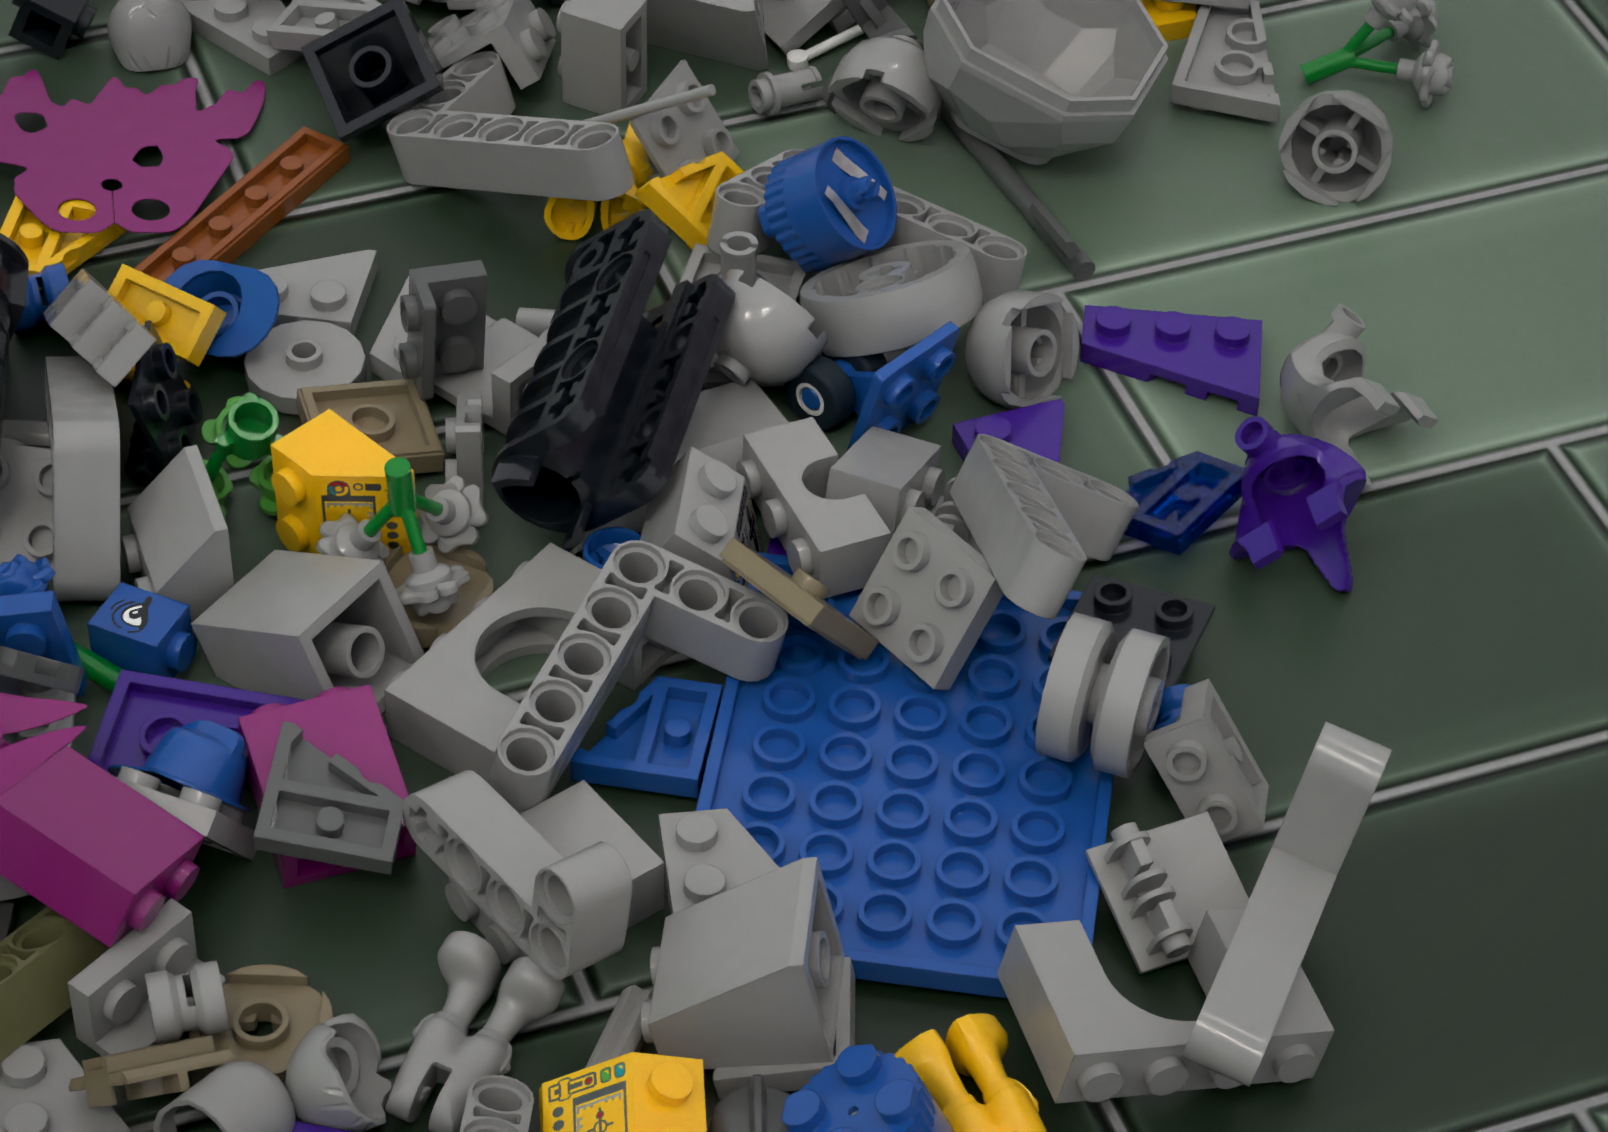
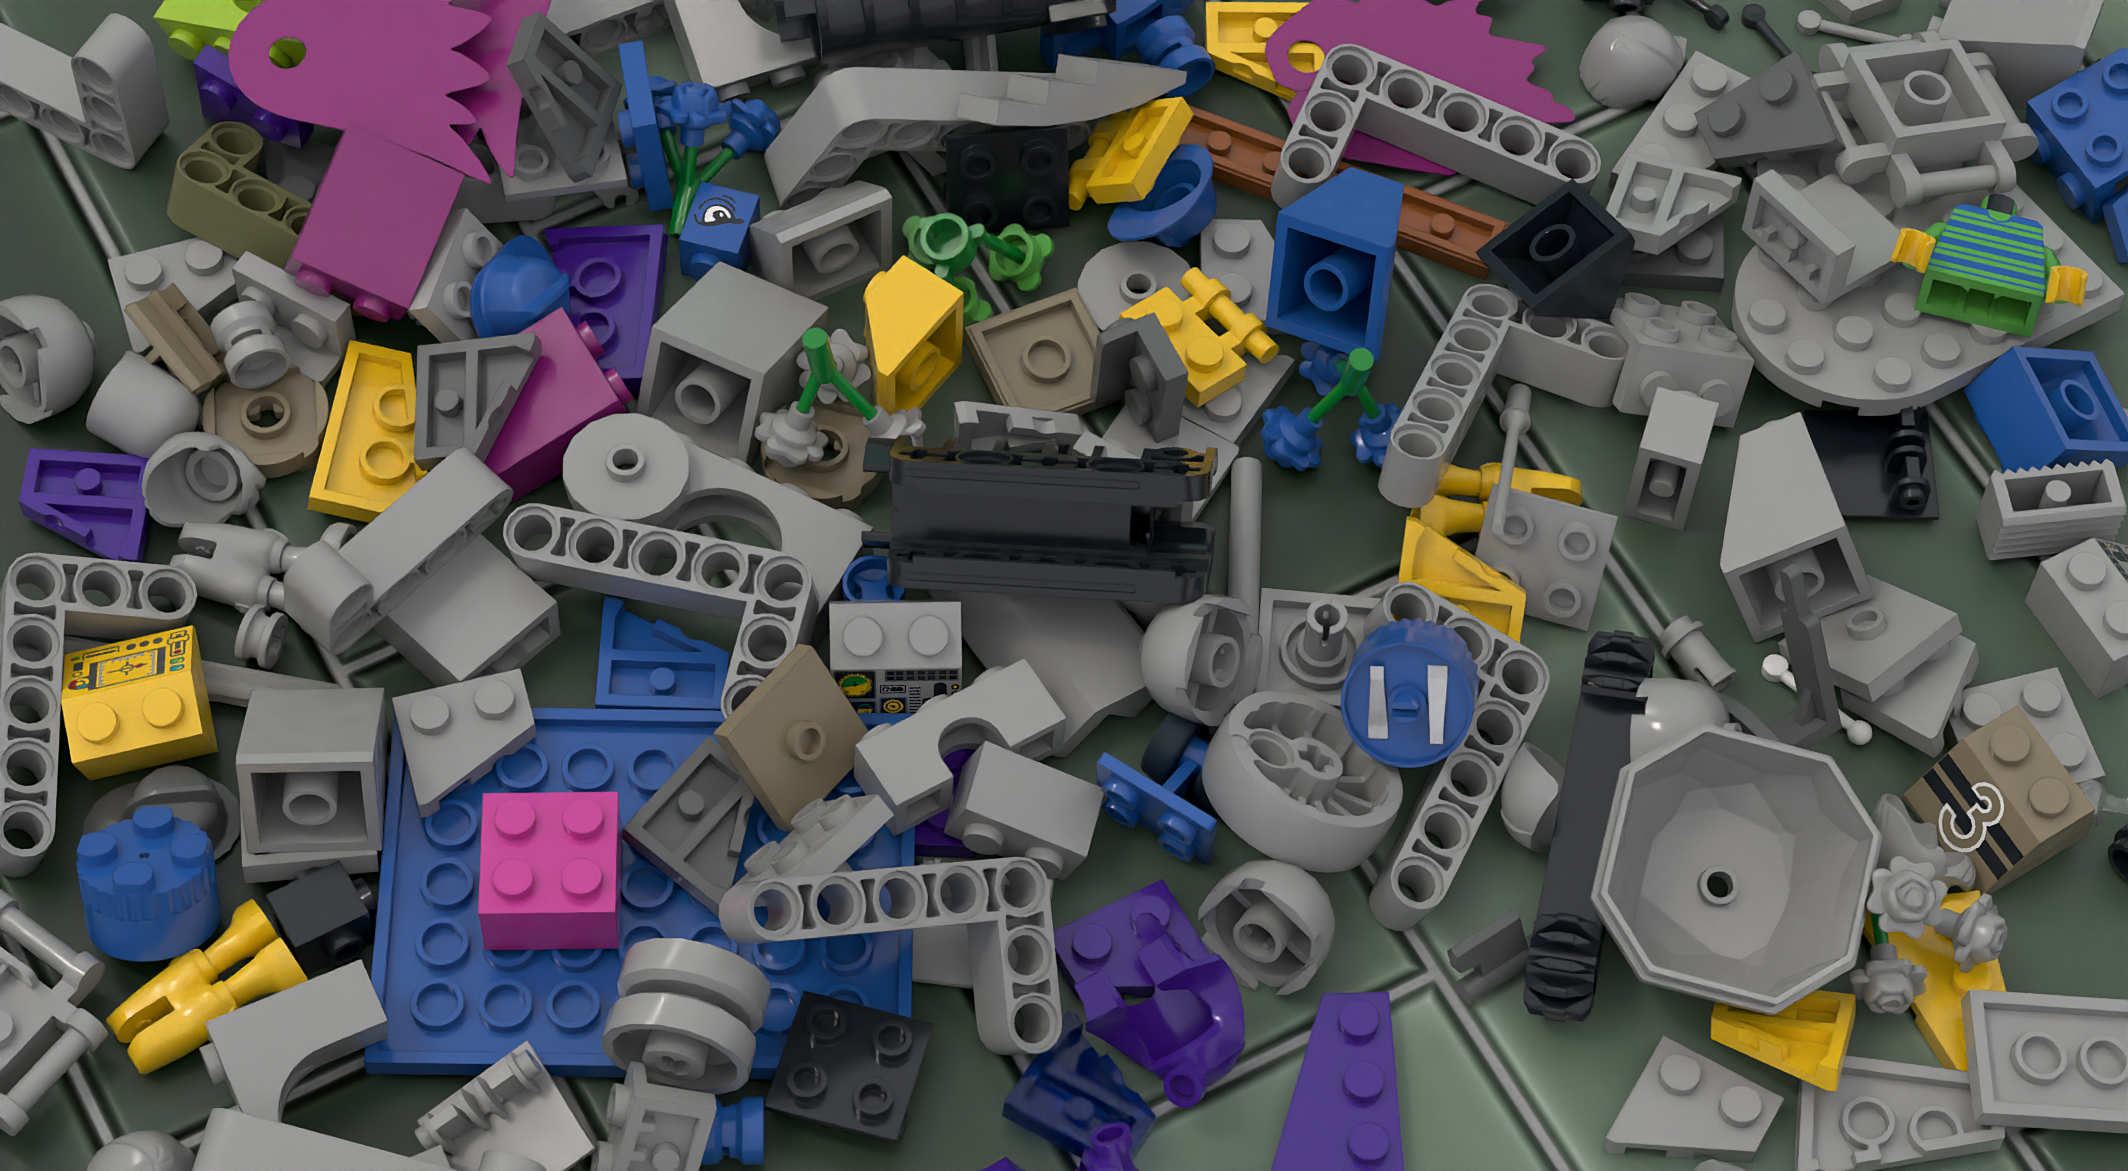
camera: 80 degrees right, 15 degrees up
(164, 162) = (1424, 130): none -> light grey beam
(339, 947) = (368, 436): none -> yellow wing
(363, 330) = (1210, 359): none -> yellow plate
(365, 174) = (1336, 262): none -> blue slope
(446, 702) = (636, 495): none -> light grey plate
(511, 227) = (1335, 374): none -> blue plant
(550, 1047) = (261, 637): none -> light grey bush
(863, 698) = (696, 824): none -> dark grey wing
(904, 1002) = (323, 916): none -> black brick
(909, 801) = (550, 871): none -> dark pink brick
(929, 171) = (1532, 797): none -> light grey helmet
(1074, 181) = (1567, 929): none -> black arm
(1113, 408) = (1189, 1026): none -> dark purple piece
(1187, 68) = (1802, 1039): none -> yellow wing
(1205, 164) = (1693, 1109): none -> light grey wing

